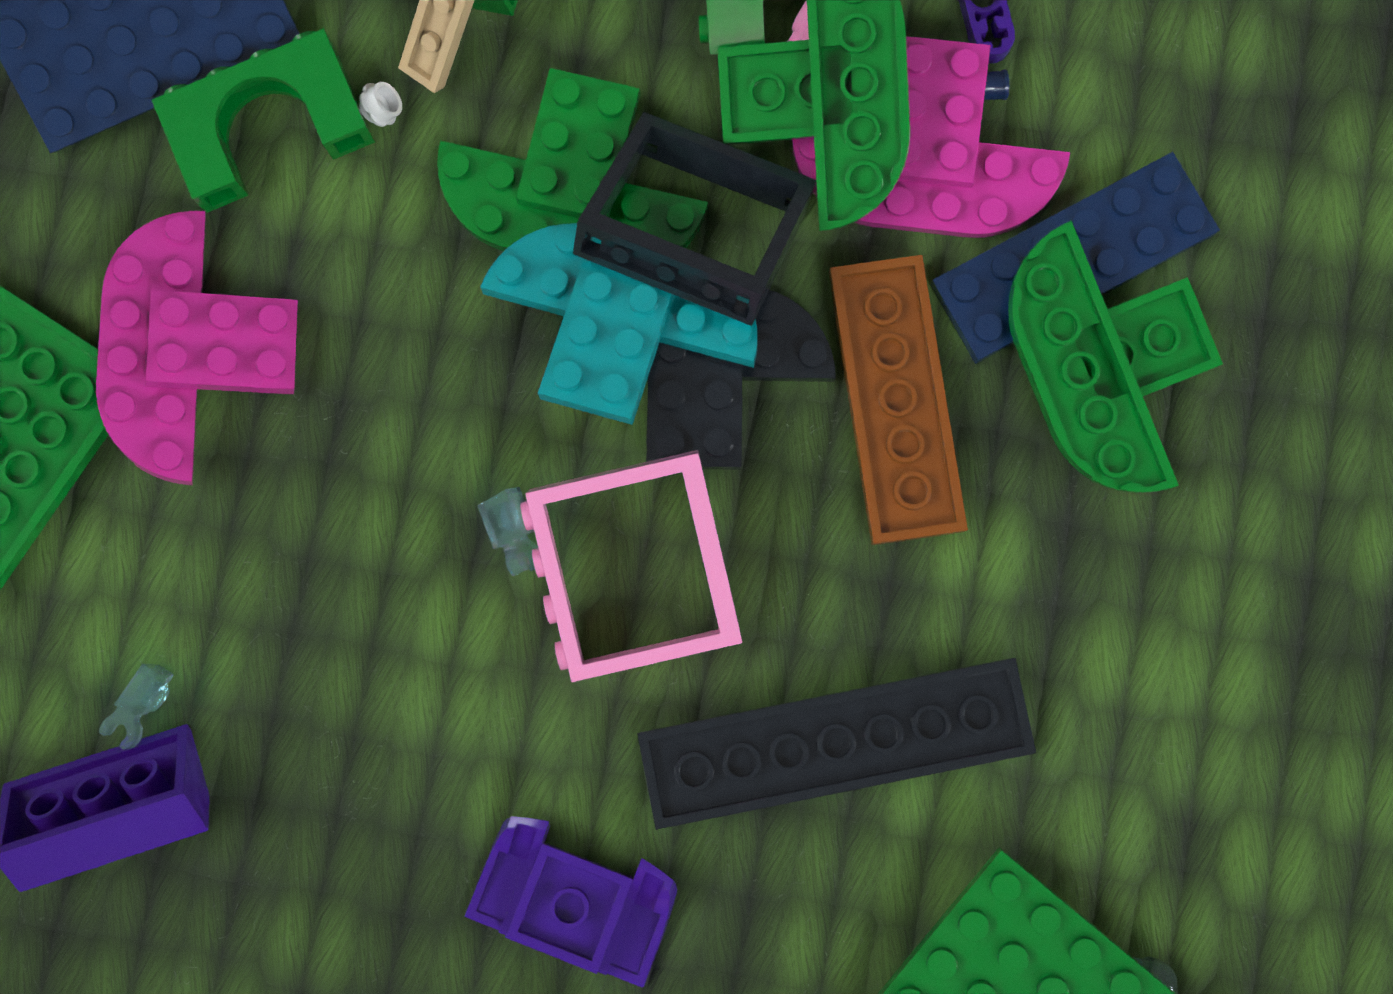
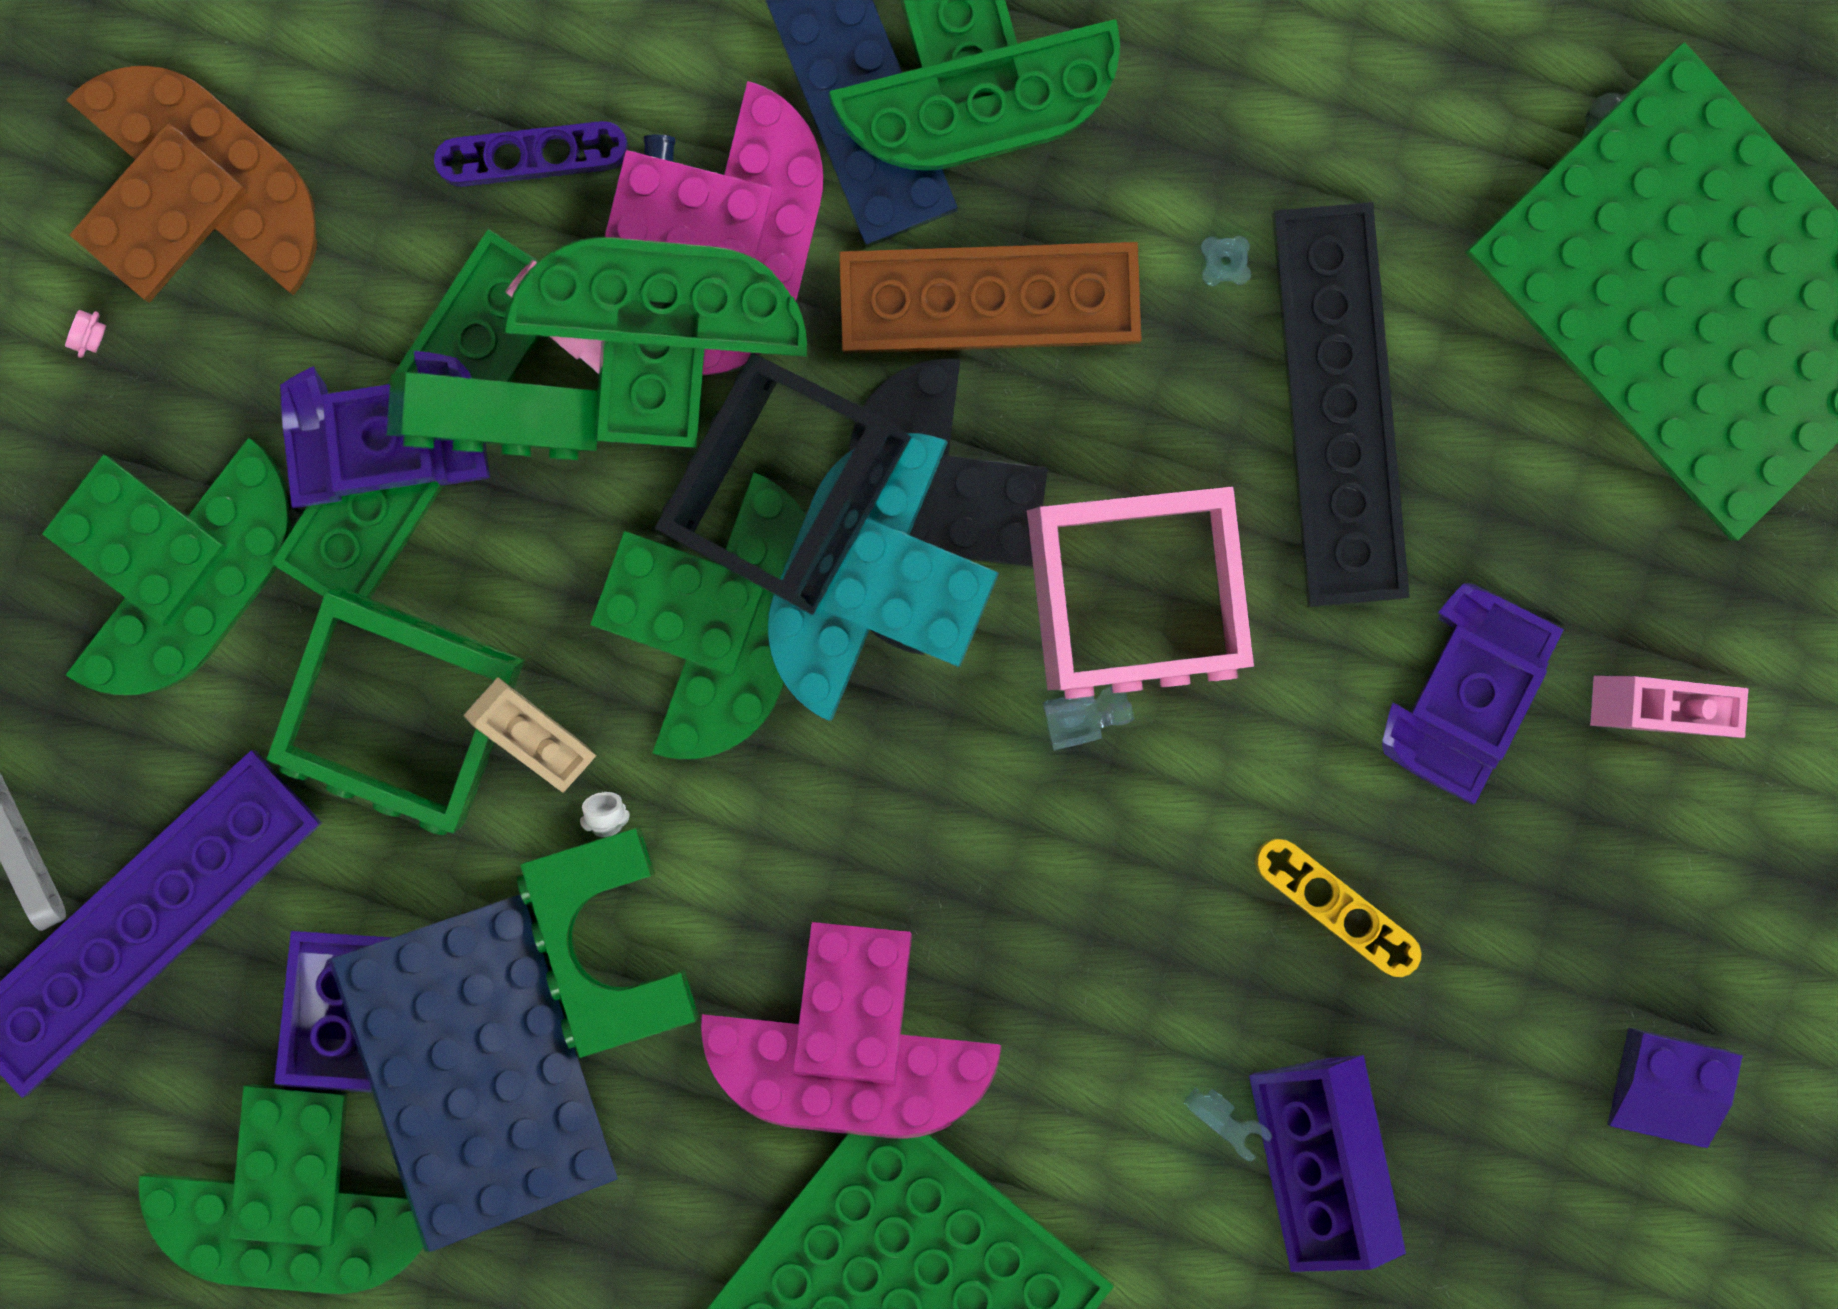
camera: 85 degrees left, 5 degrees up
(358, 796) = (1335, 910): none -> yellow beam
(970, 608) = (1233, 248): none -> clear light blue plate

